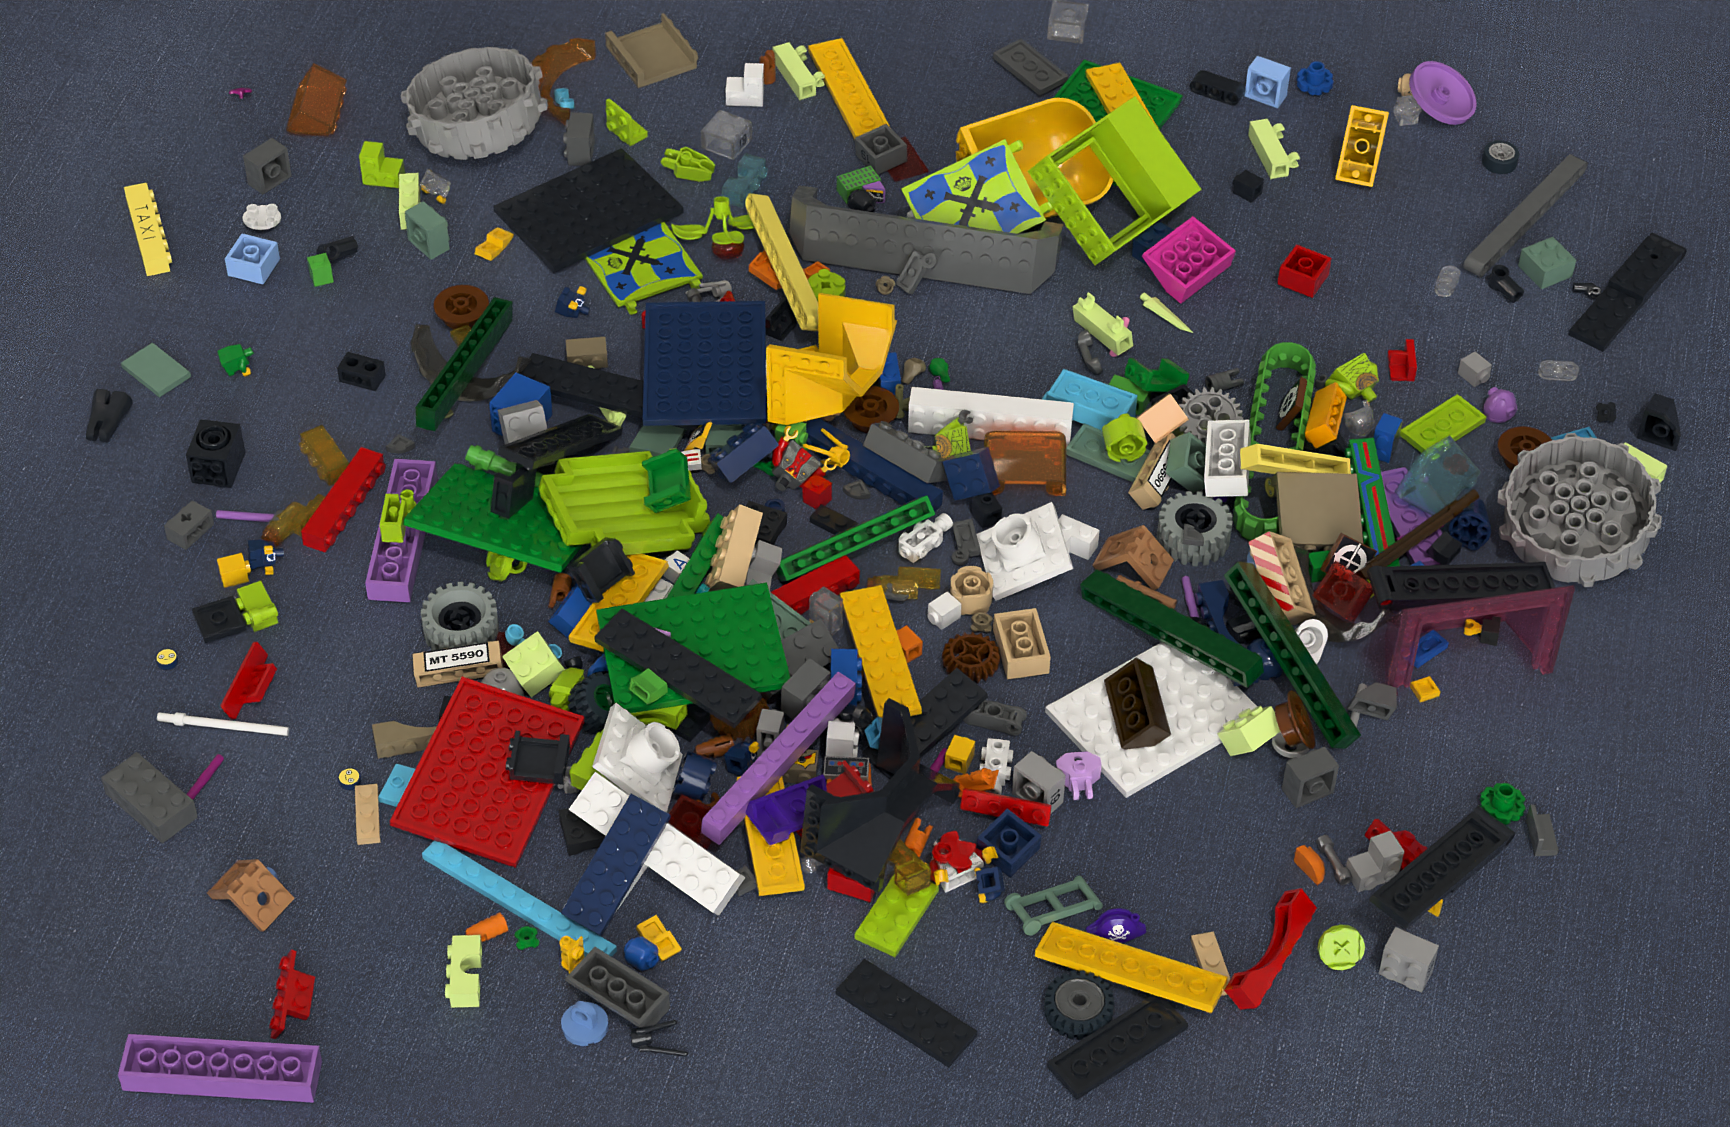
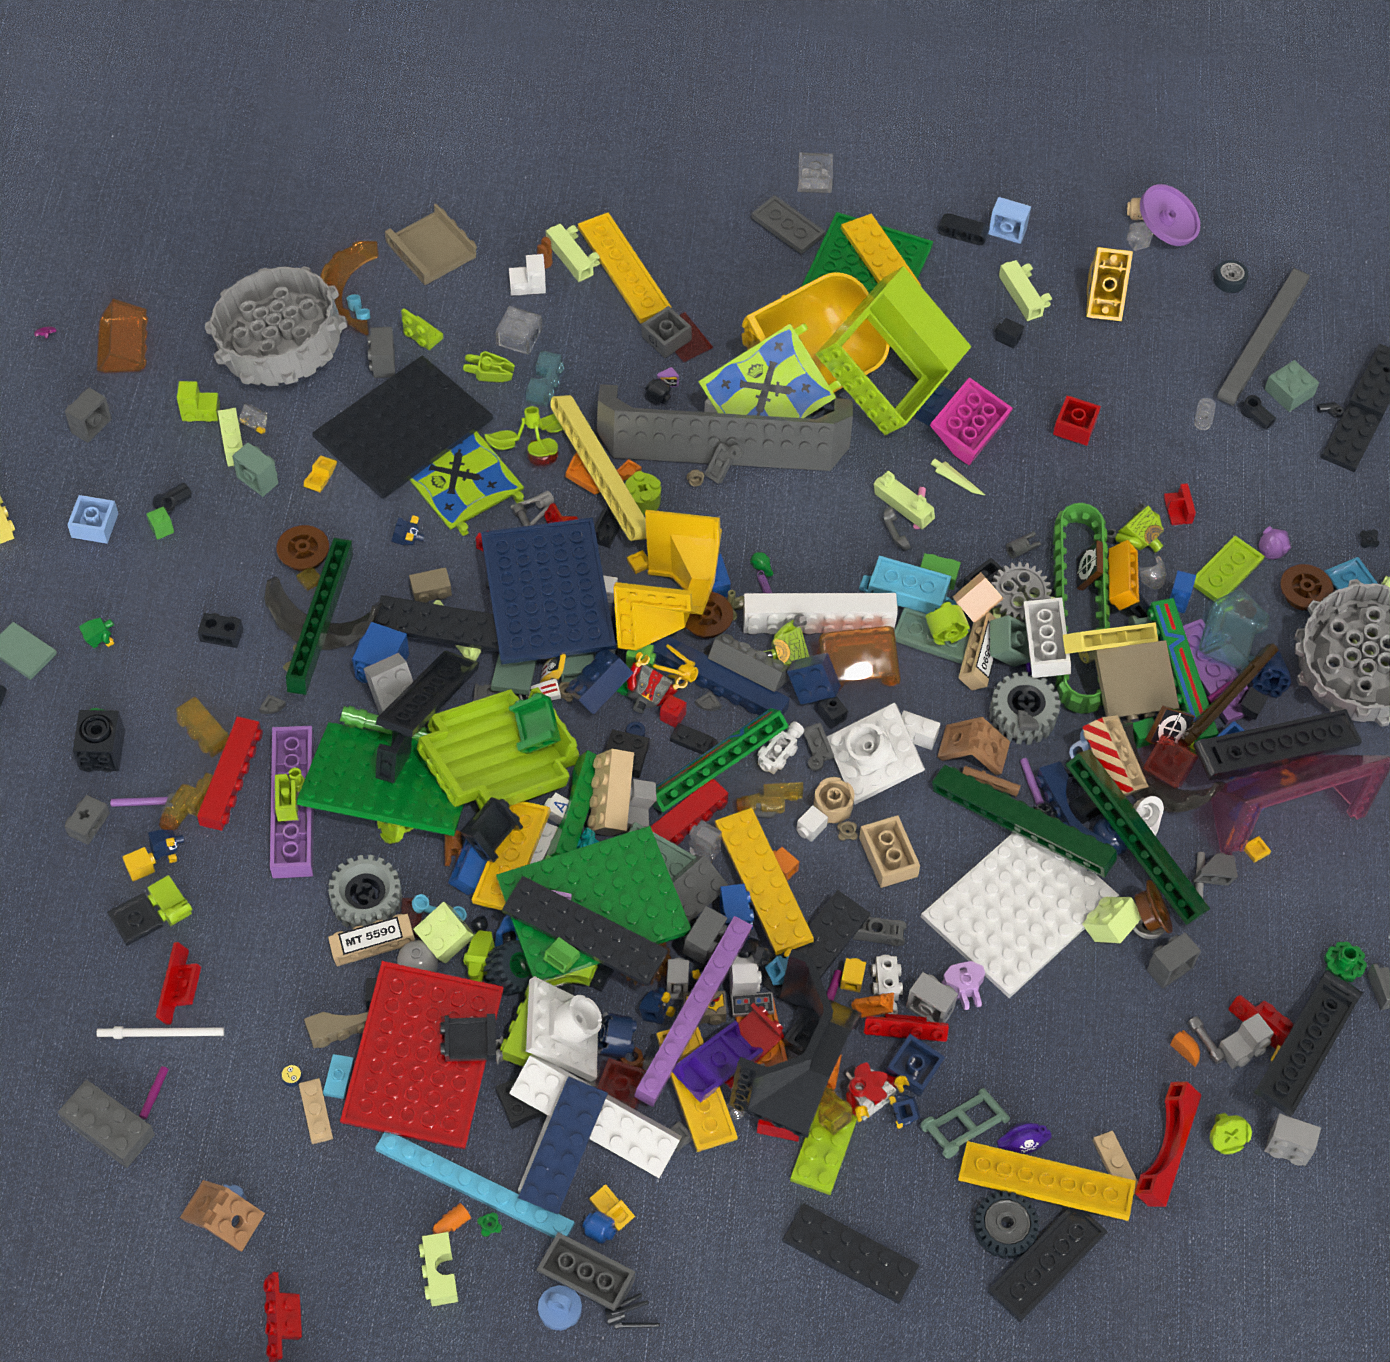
camera: 10 degrees left, 10 degrees up
(167, 659) = (93, 968): tile -> none
(261, 216) = (92, 469): white dish -> none
(572, 952) = (537, 1241): yellow hinge -> none
(715, 747) = (622, 999): dark orange hinge -> none
(855, 180) = (646, 370): bright green brick -> none
(912, 368) = (737, 564): dark tan animal -> none
(971, 652) = (845, 877): reddish brown gear -> none
(1137, 705) = (1006, 906): dark brown slope -> none
(1162, 380) = (965, 553): green panel -> none
(1315, 79) = (1050, 211): blue plant -> none
(1474, 369) = (1246, 506): light grey brick -> none
(1558, 370) = (1320, 497): clear plate -> none

